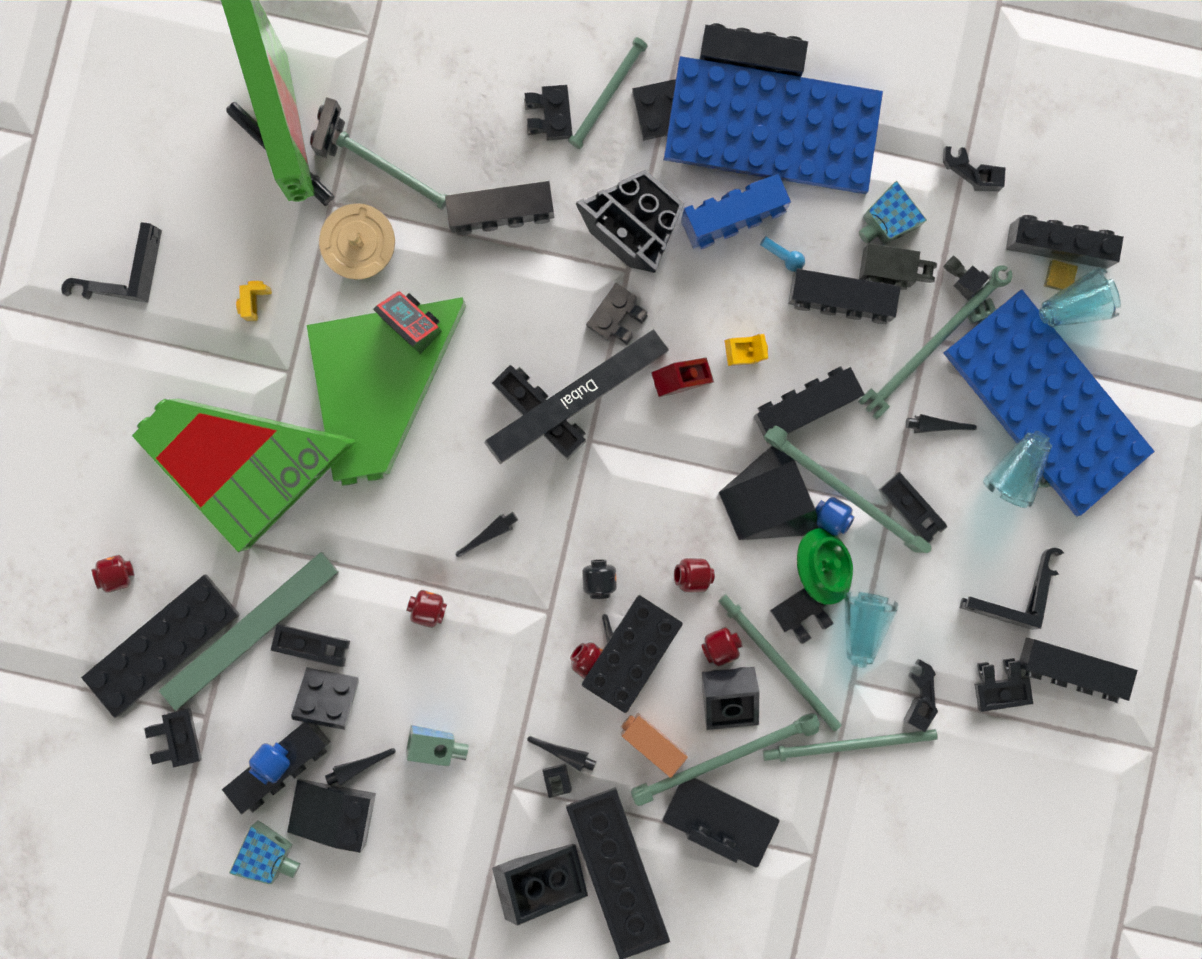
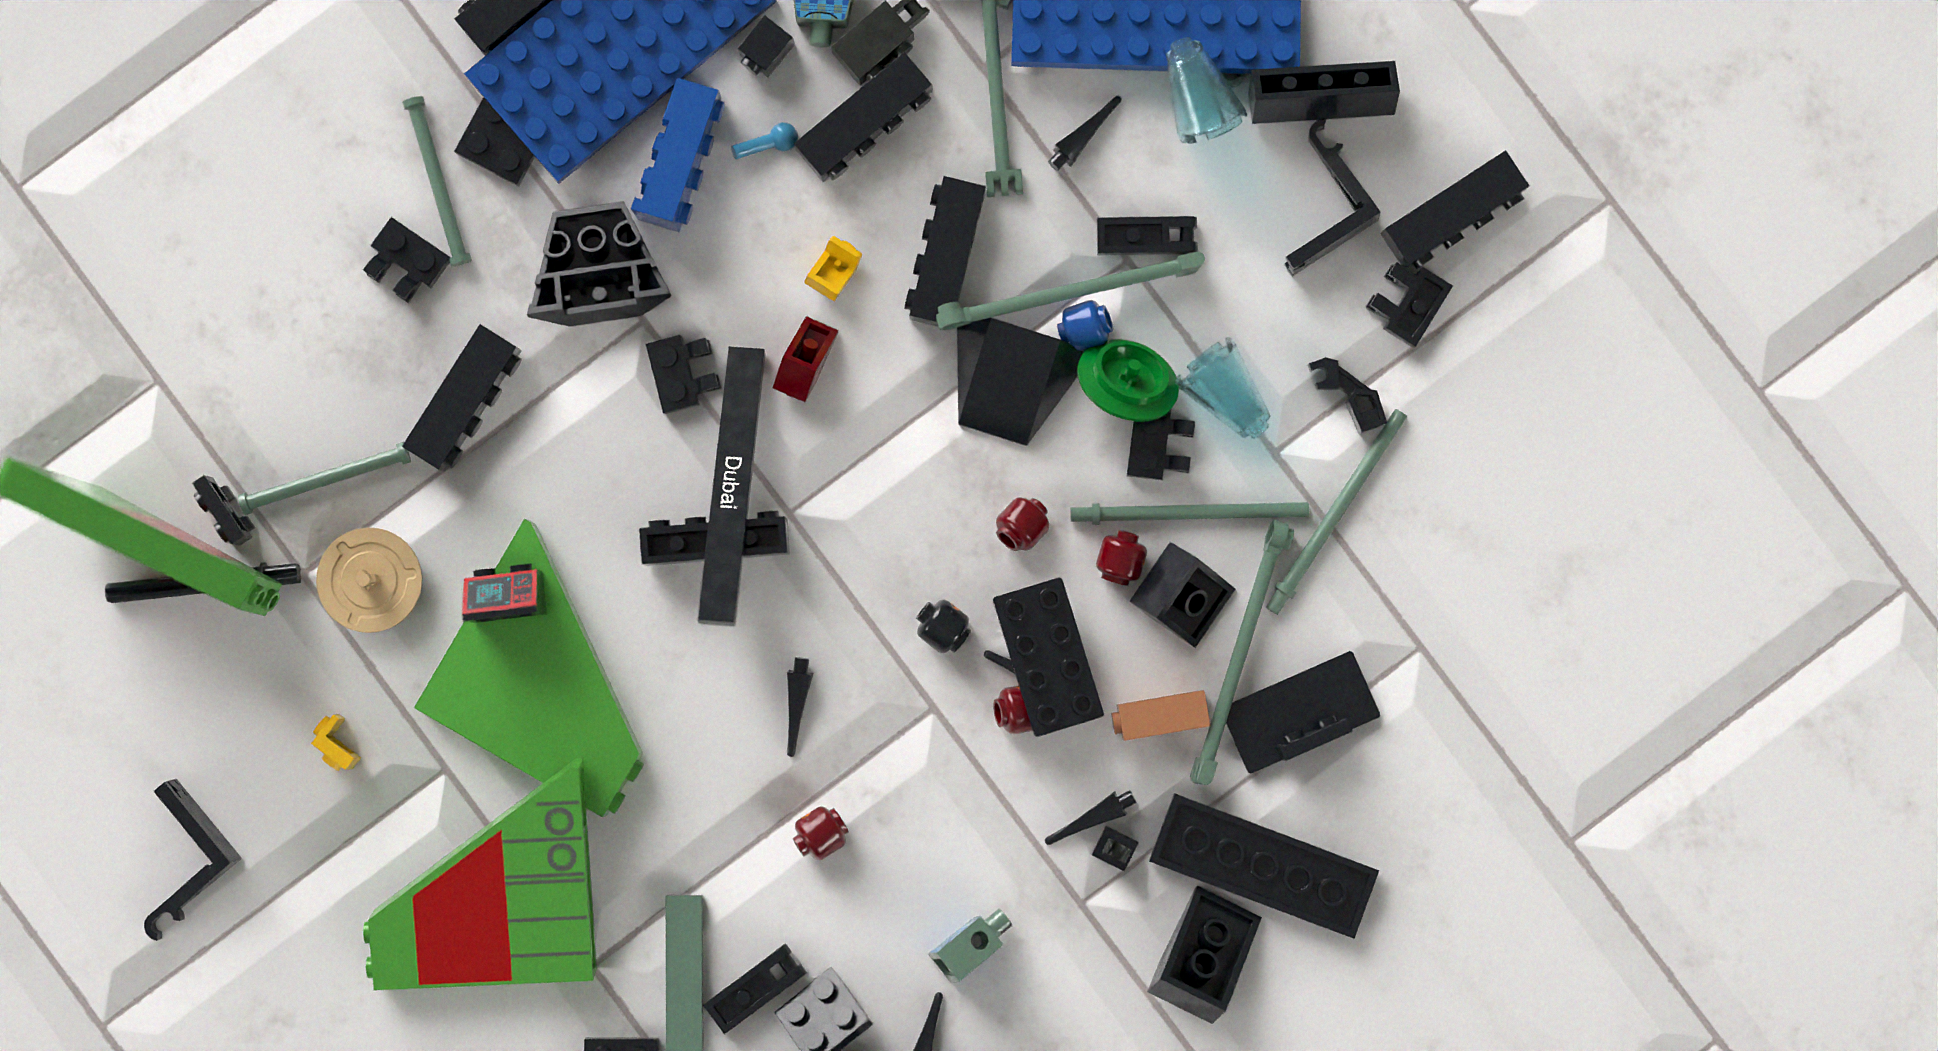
camera: 45 degrees left, 0 degrees up
(836, 208) = (765, 47): none -> black brick
(1079, 539) = (1323, 92): none -> black brick

